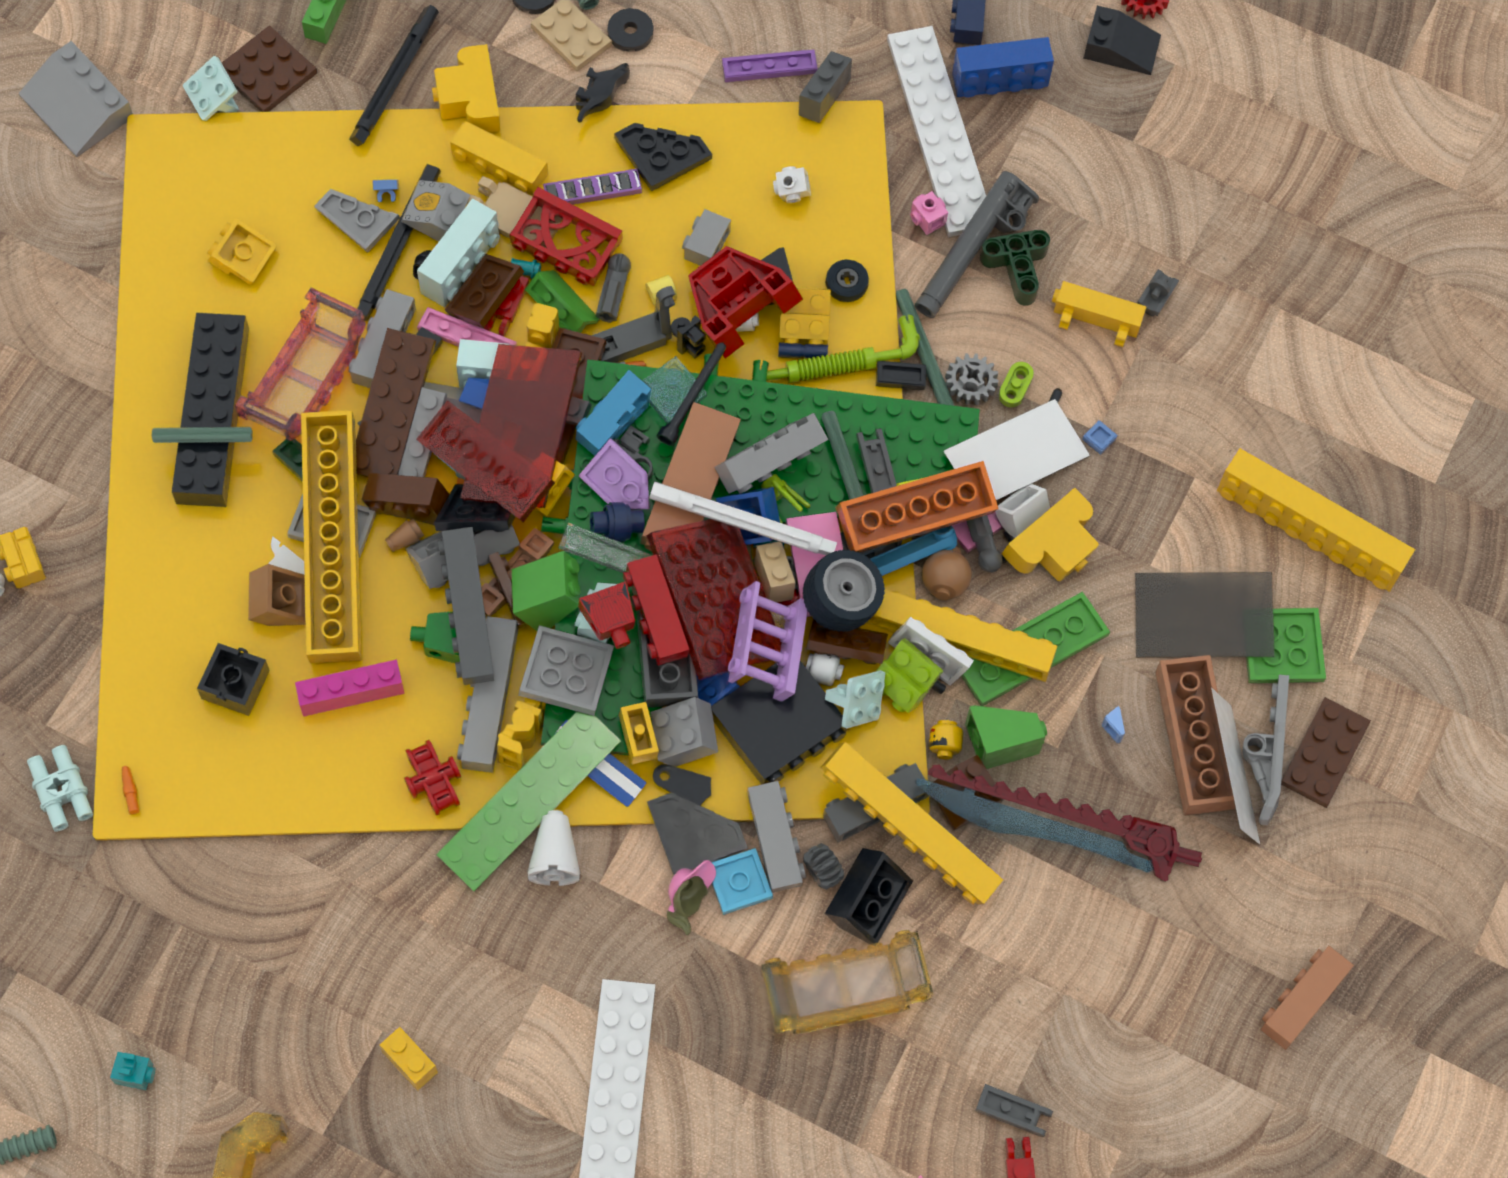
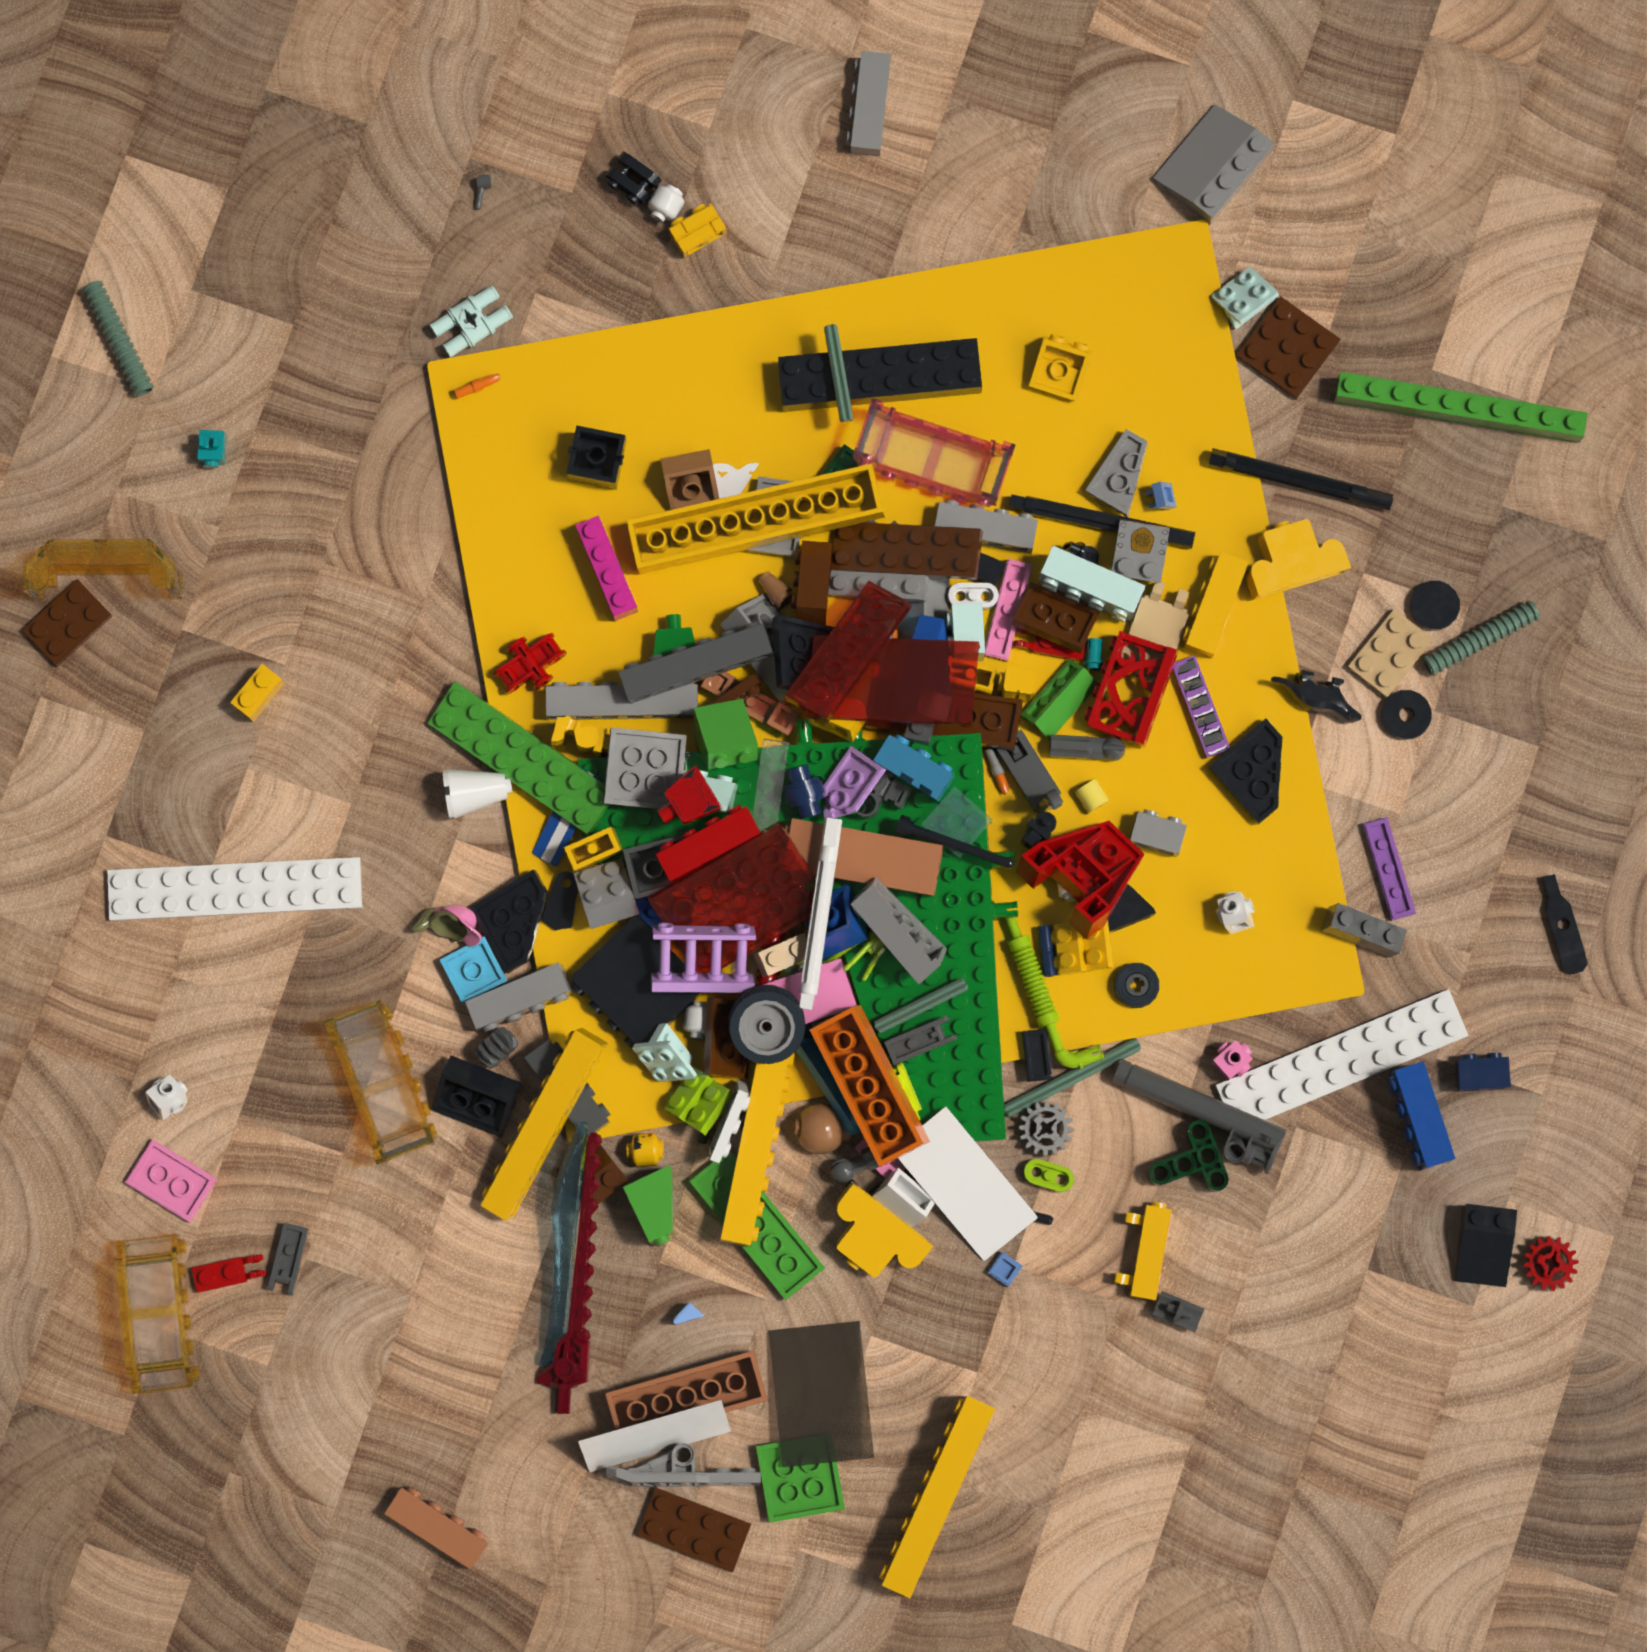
camera: 85 degrees right, 15 degrees up
(446, 363) = (973, 594): none -> white plate

